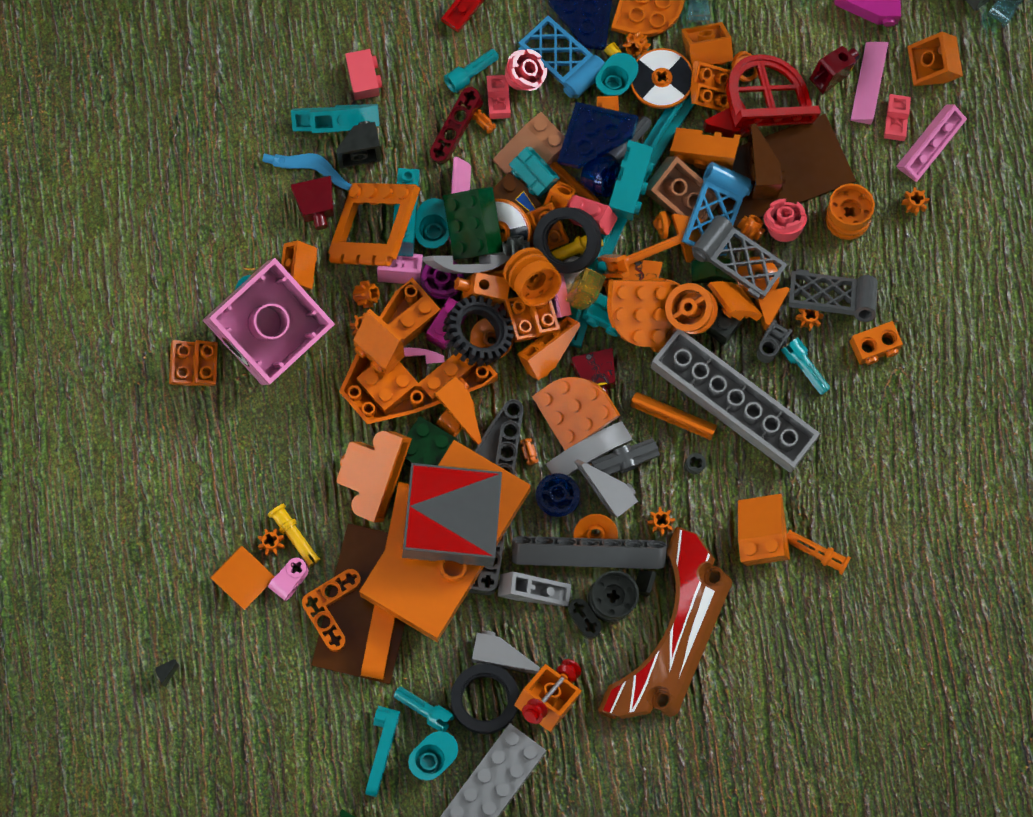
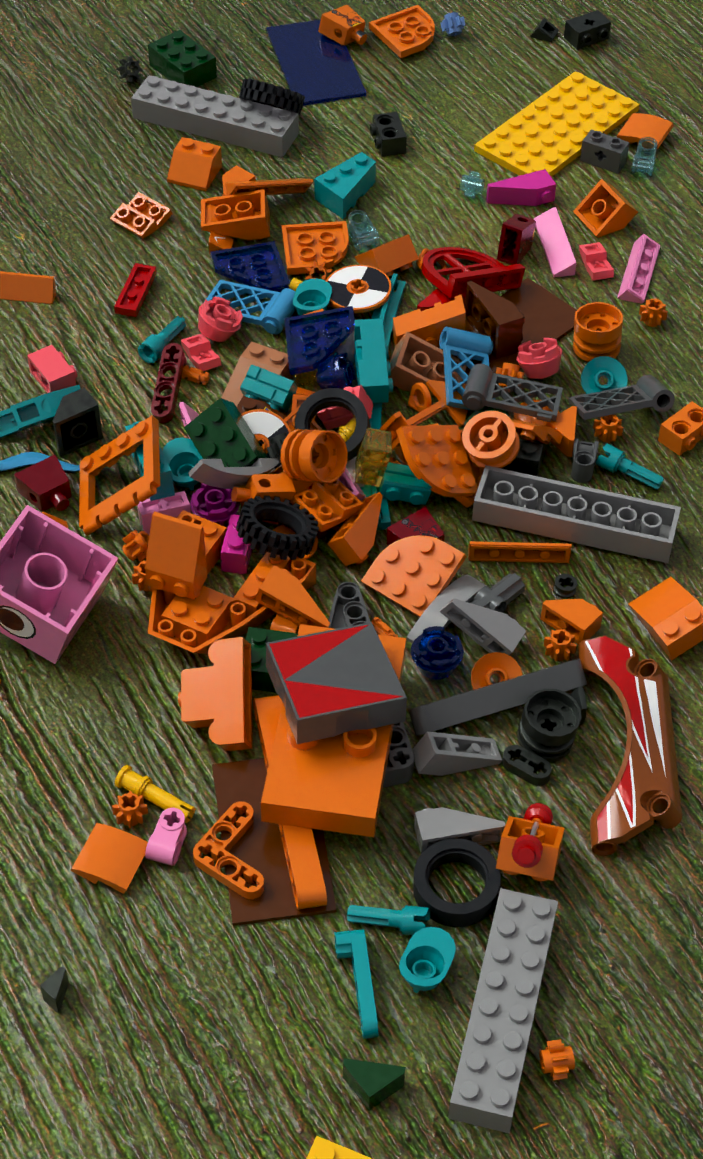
camera: 20 degrees left, 25 degrees down
(431, 356) = (228, 576): bright pink slope -> none
(684, 500) = (574, 616): none -> orange slope
(709, 86) = (407, 280): orange slope -> none
(844, 260) = (604, 367): none -> teal dish

